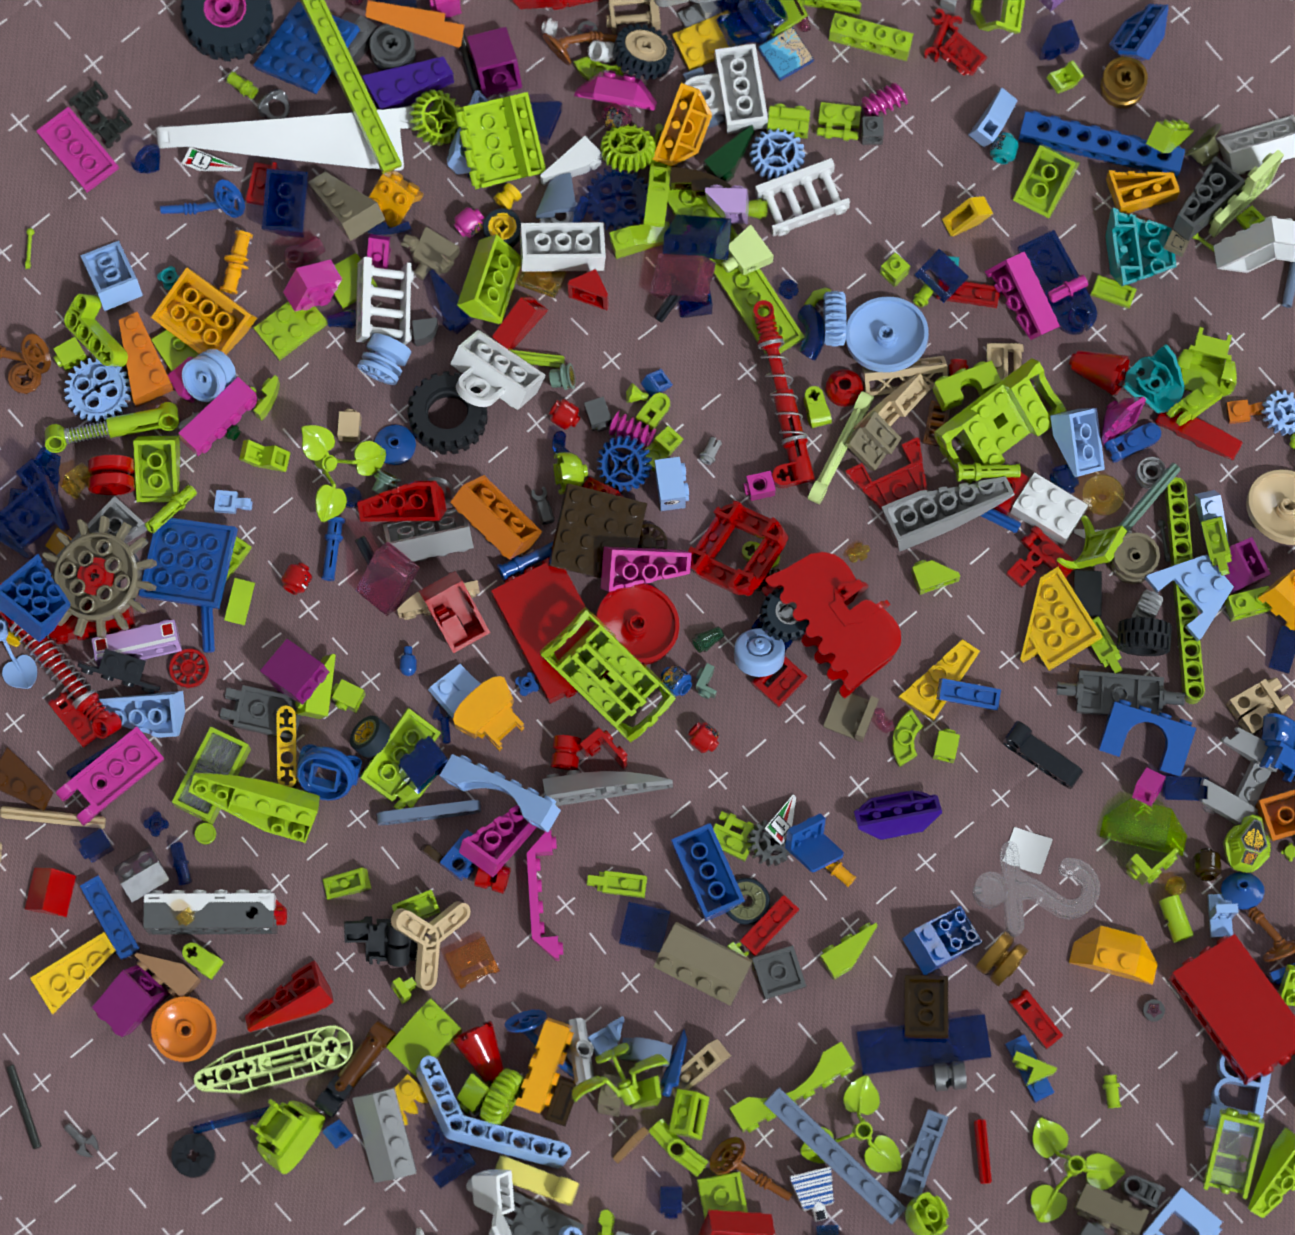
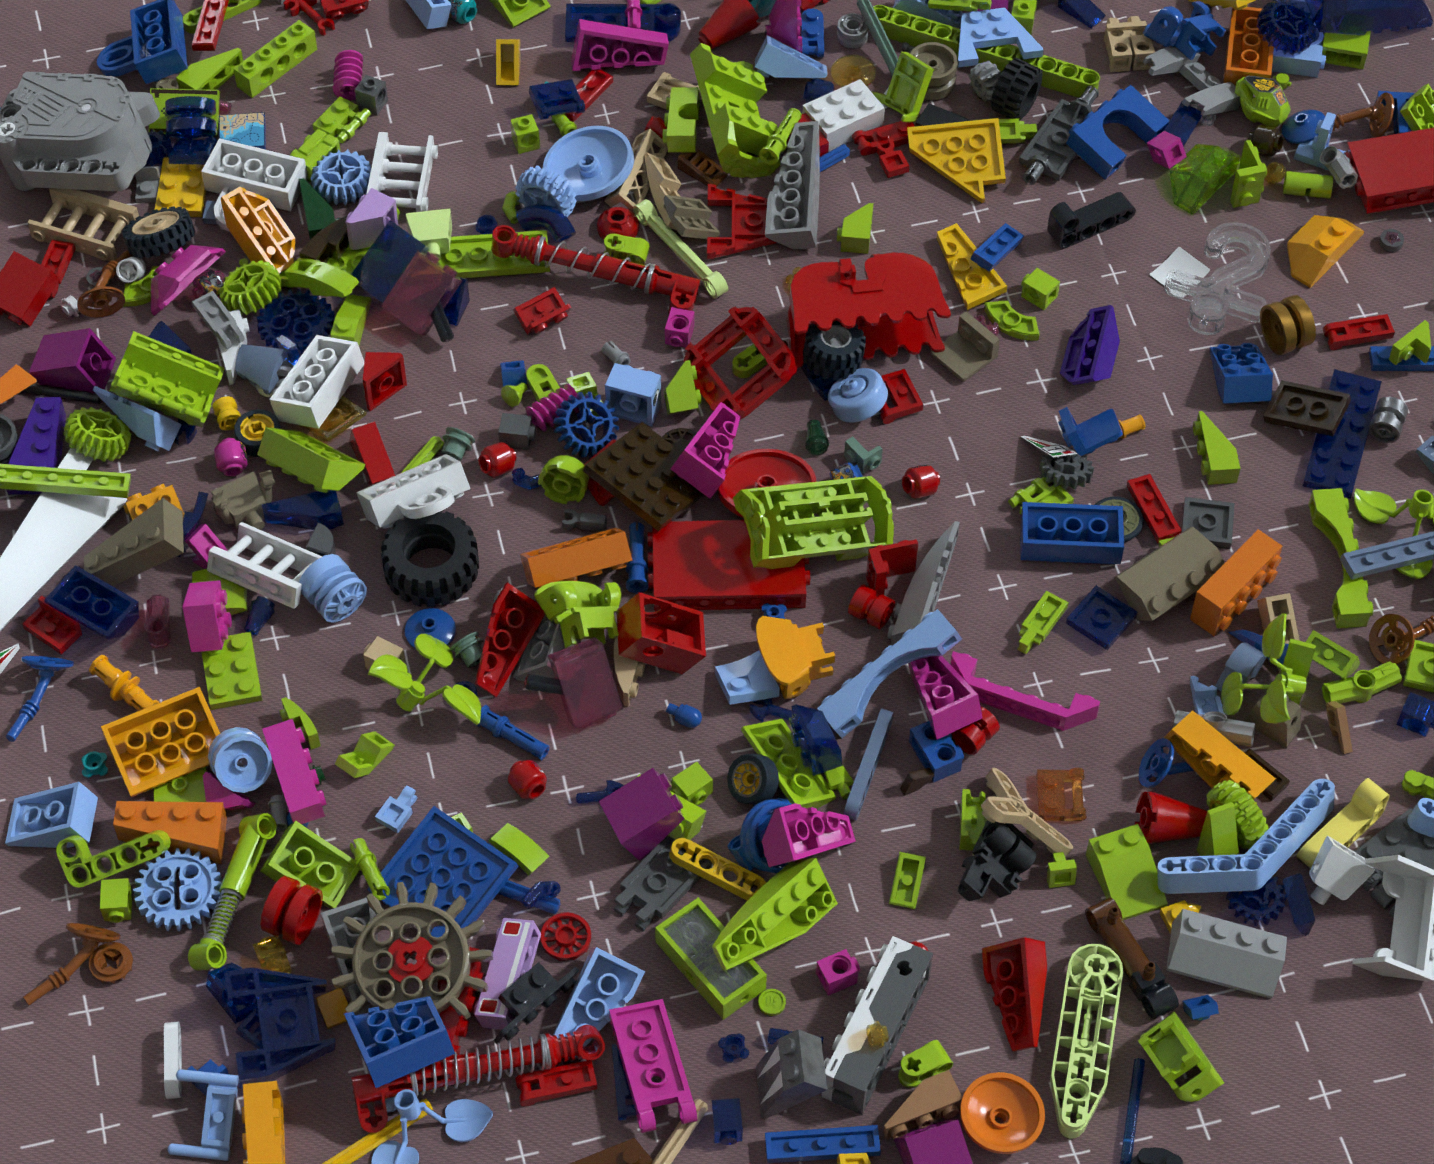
camera: 65 degrees left, 20 degrees down
(209, 634) = (541, 891): none -> clear blue arm
(239, 861) = (836, 982): none -> dark pink brick
(313, 637) = (596, 796): none -> clear blue bar
(332, 795) = (802, 832): none -> dark pink wedge
(443, 542) = (581, 609): none -> lime piece
(580, 142) = (217, 318): none -> light grey hinge
(693, 517) = (680, 392): none -> lime slope
(719, 1016) = (1236, 583): none -> orange brick
(722, 374) = (542, 310): none -> red bracket
(1204, 934) = (1339, 167): none -> light grey piece

